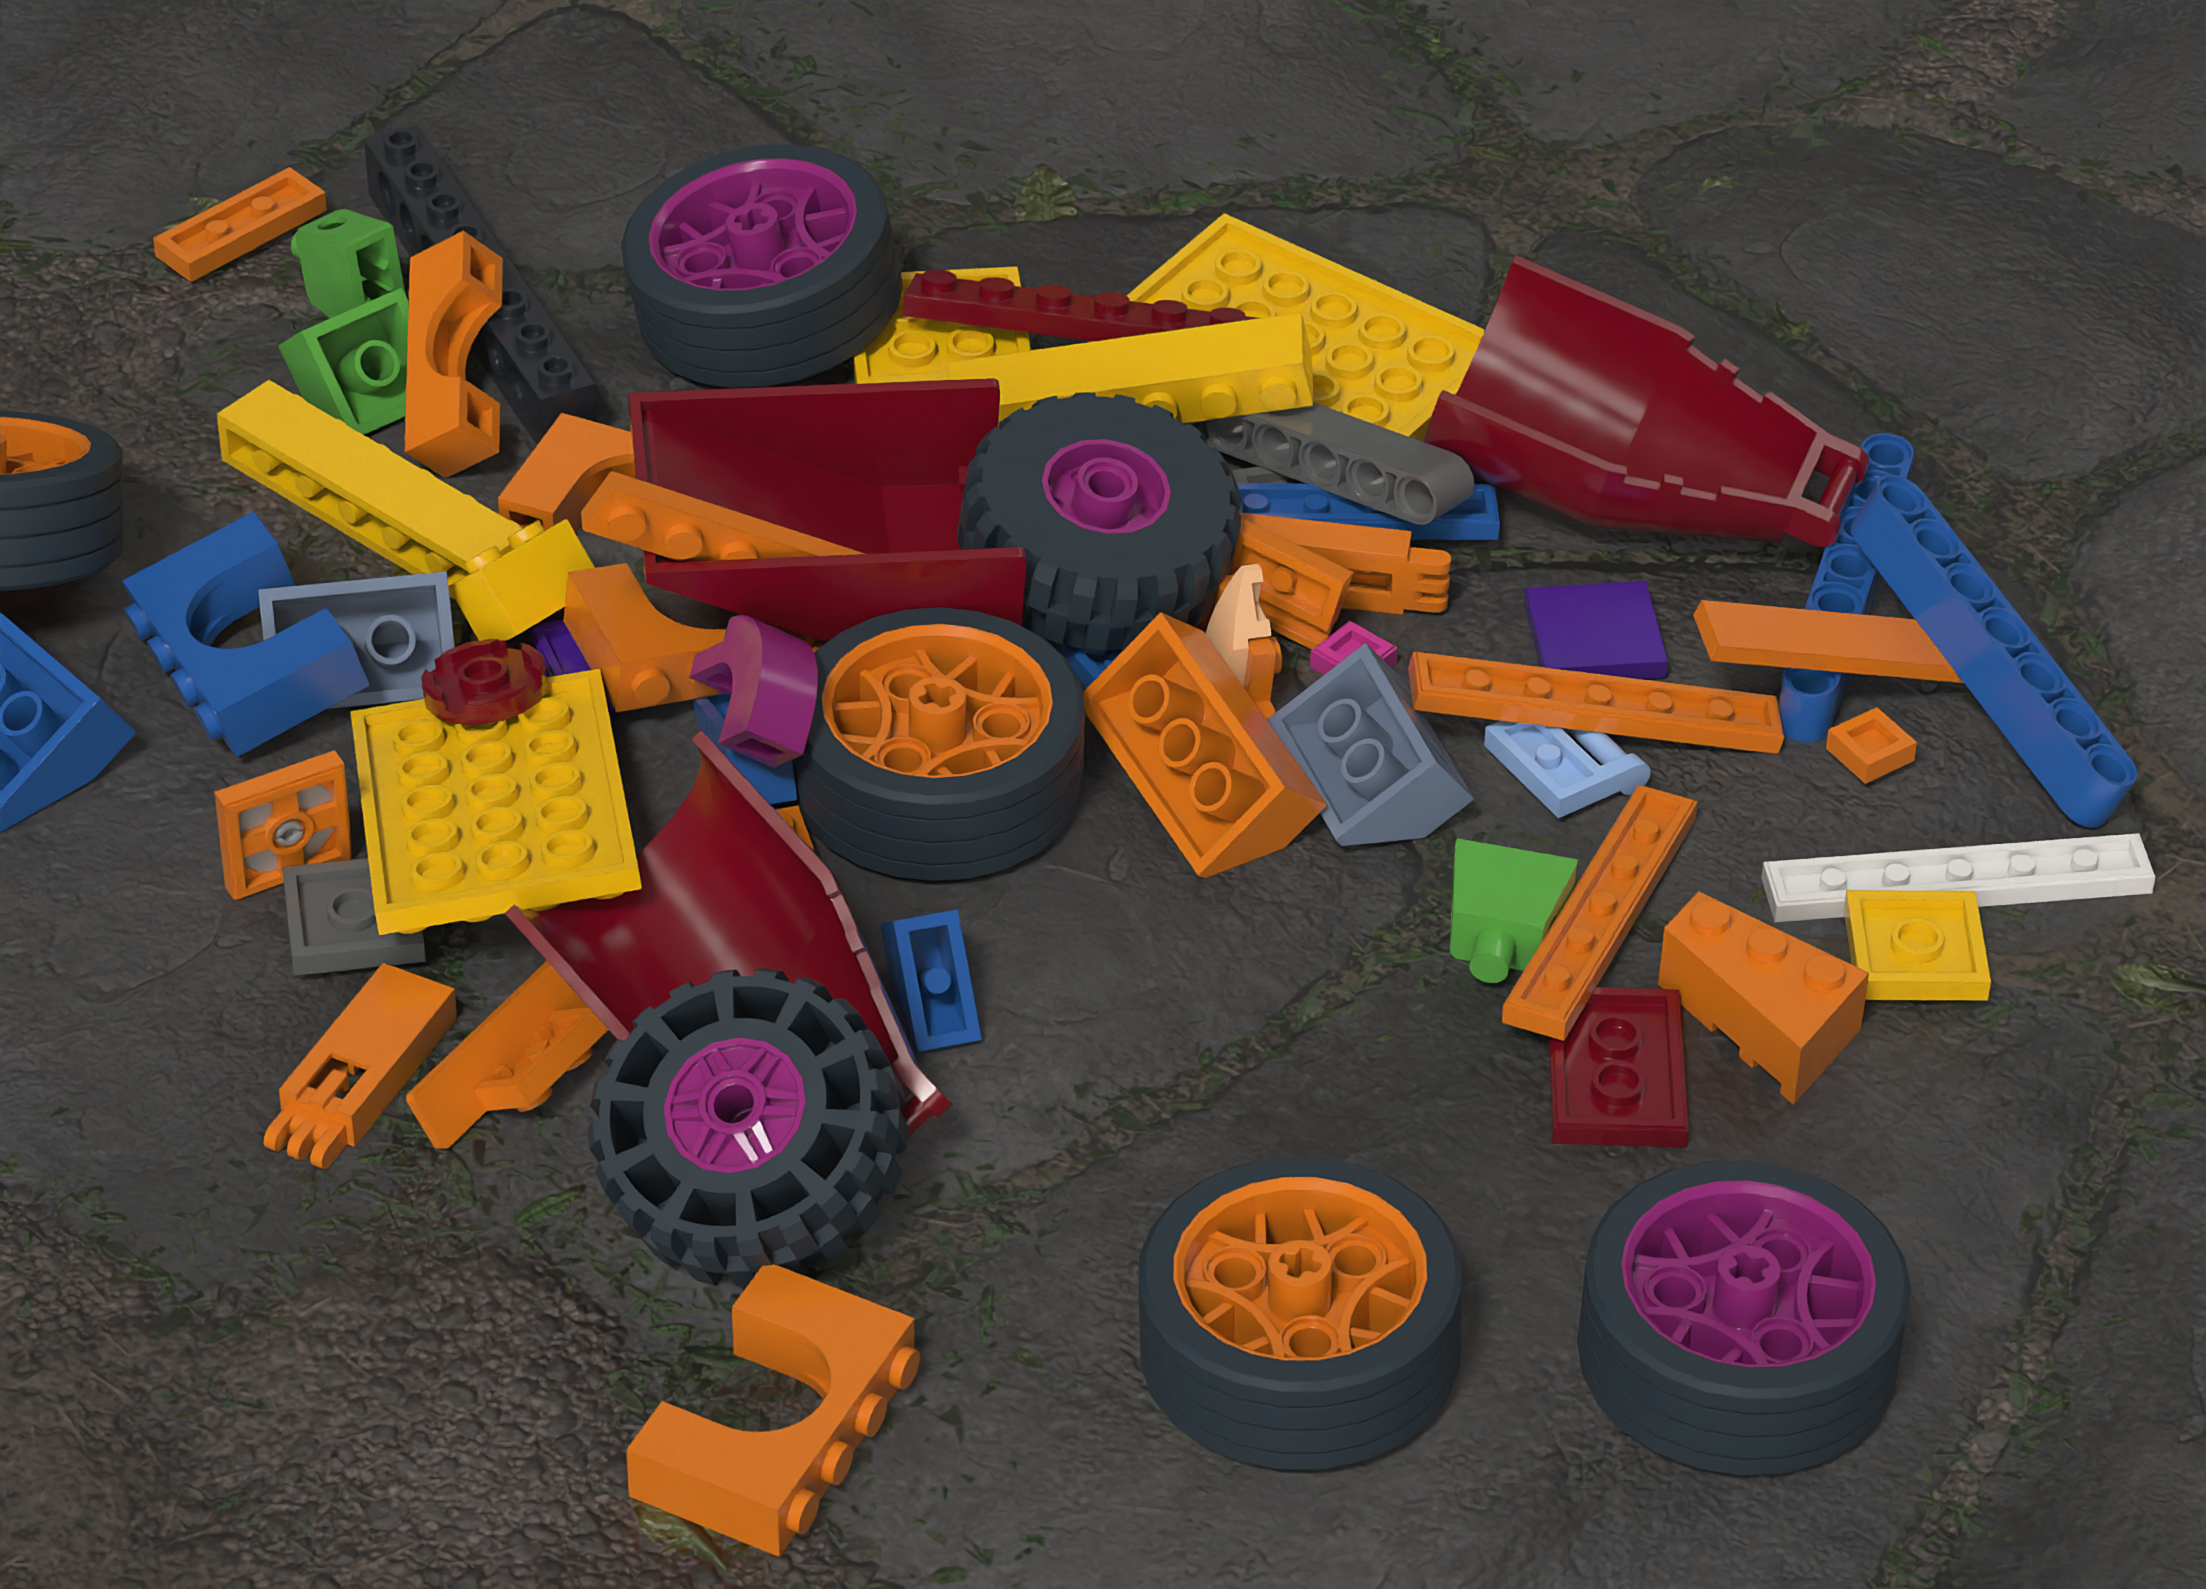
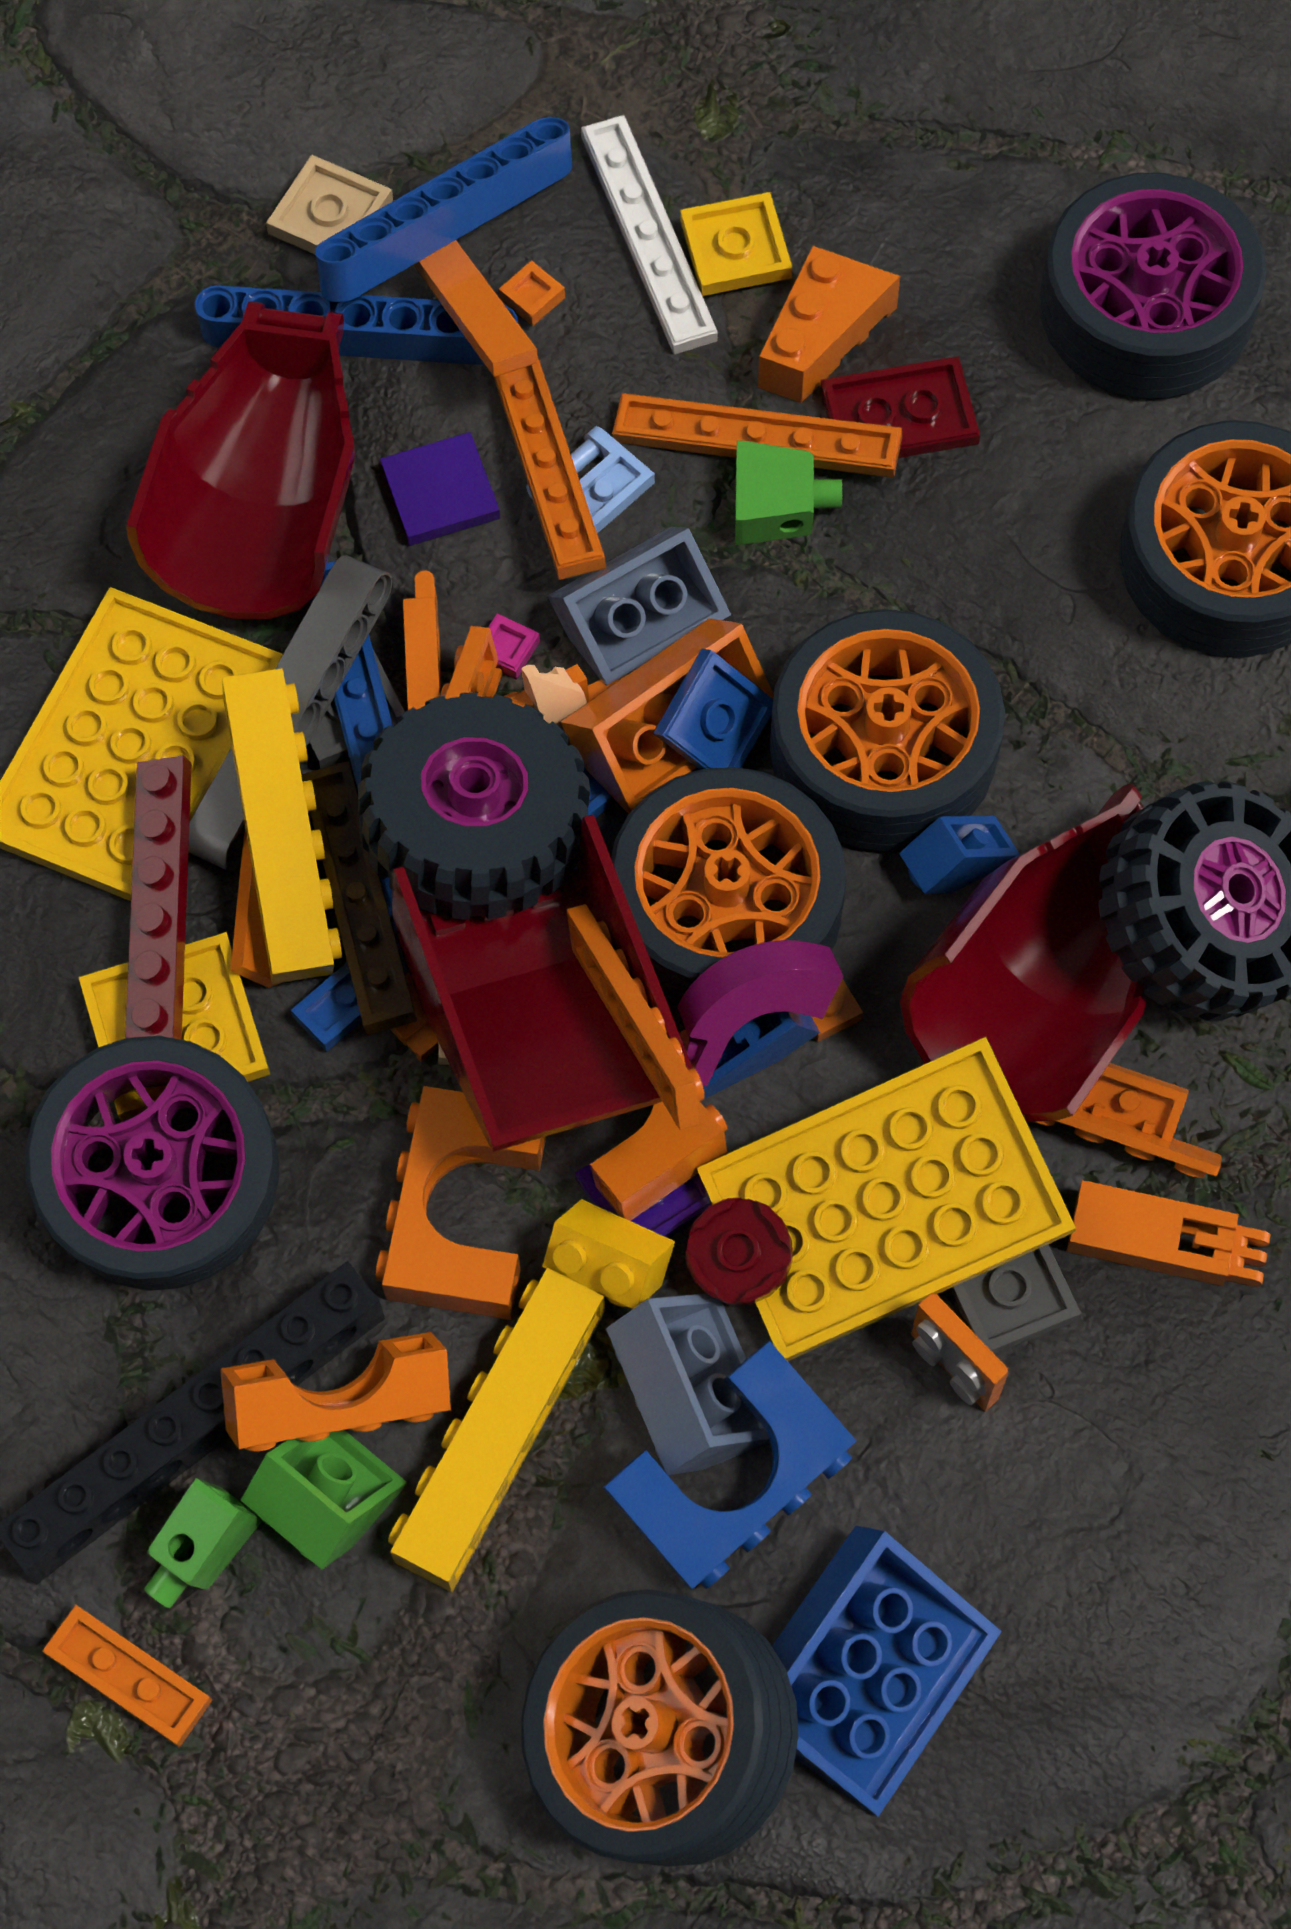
camera: 100 degrees left, 25 degrees up
(1111, 917) = (887, 725): none -> wheel
(1175, 773) = (715, 715): none -> blue tile
(2048, 584) = (323, 203): none -> tan plate

